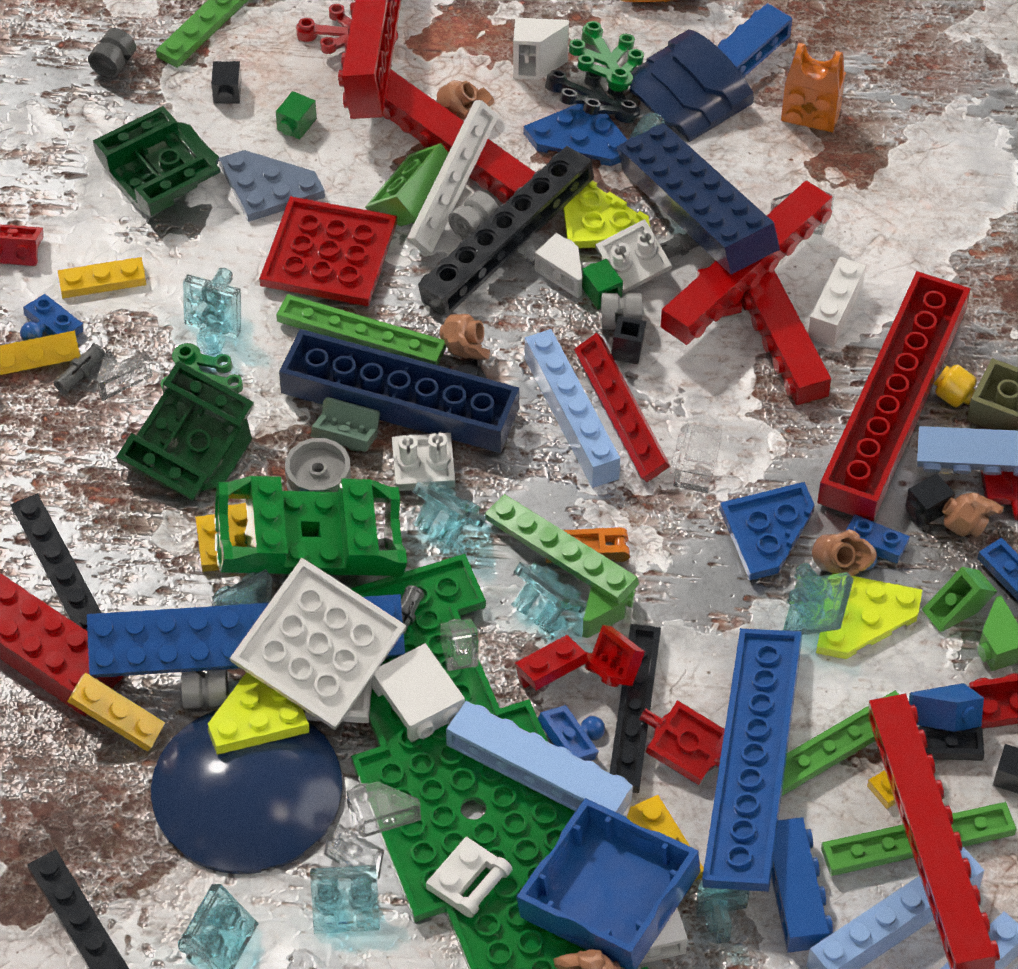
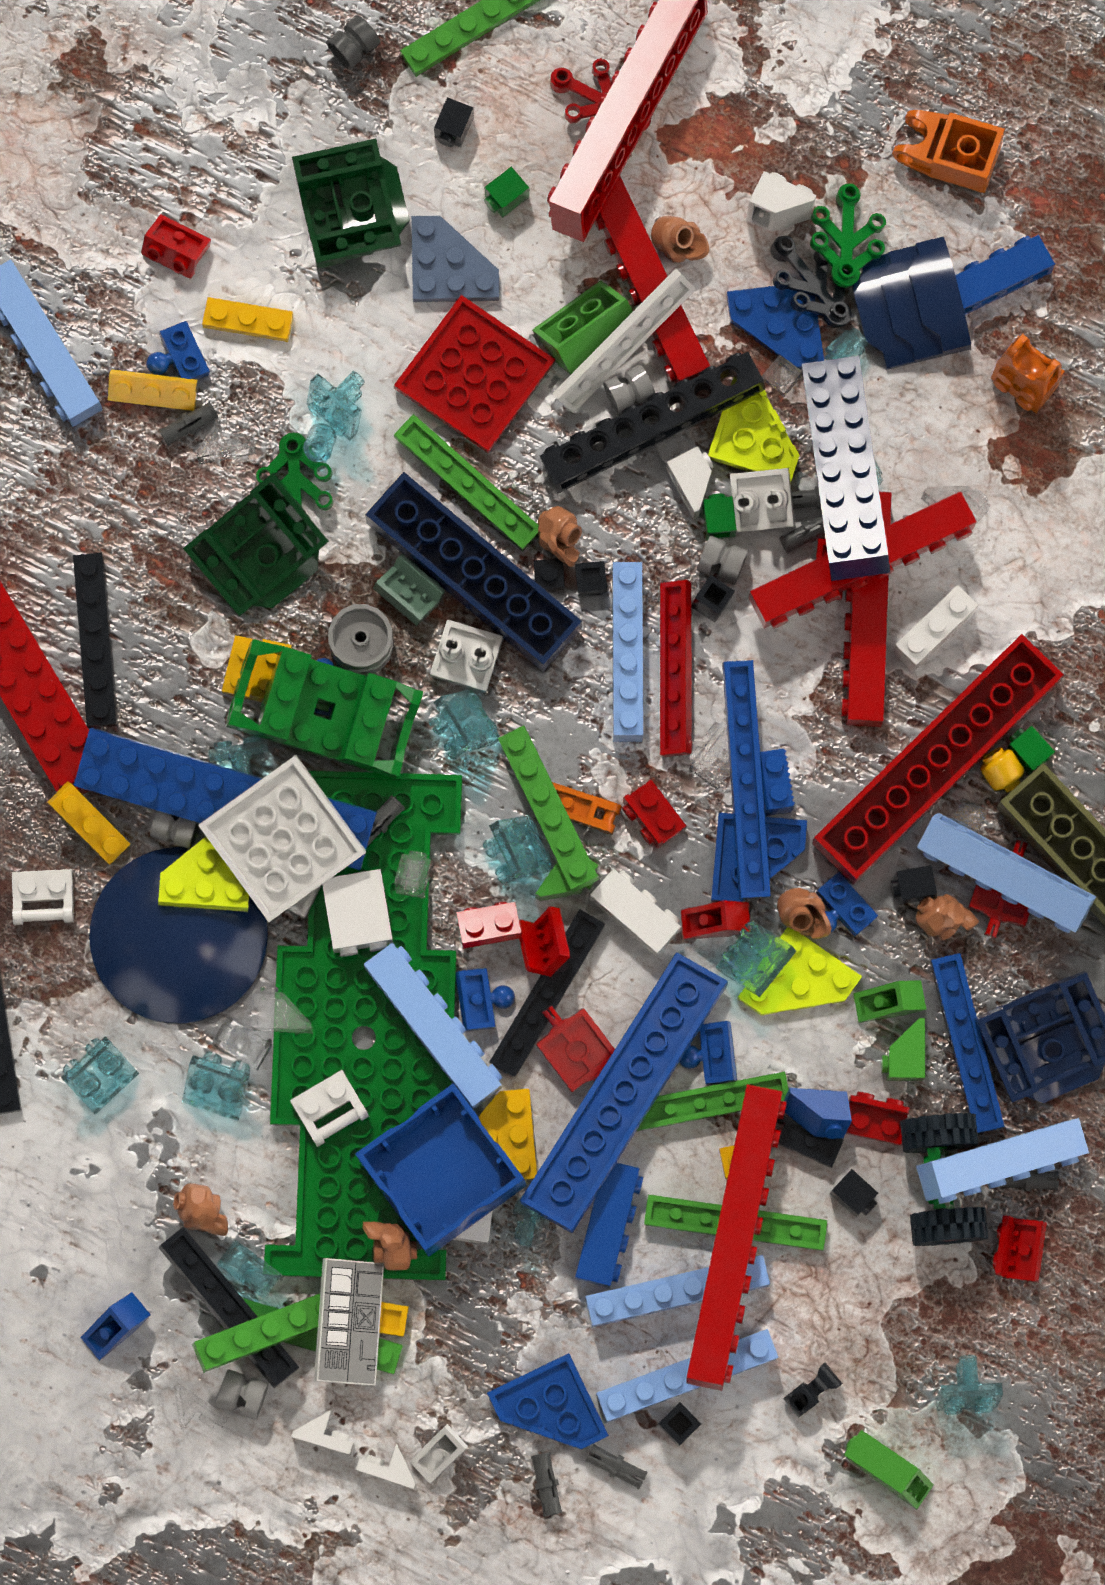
camera: 20 degrees right, 25 degrees up
(91, 792) = (42, 887): none -> white plate
(508, 365) = (590, 577): none -> black plate
(604, 167) = (782, 375): none -> clear plate
(659, 528) = (653, 814): none -> red bracket
(684, 609) = (636, 911): none -> white brick
(685, 270) = (791, 541): none -> dark grey pin
(734, 461) = (746, 779): none -> blue plate
(758, 460) = (776, 782): none -> blue brick
(762, 589) = (715, 920): none -> red slope
(821, 699) = (715, 1052): none -> blue plate
(972, 358) = (1030, 748): none -> green brick

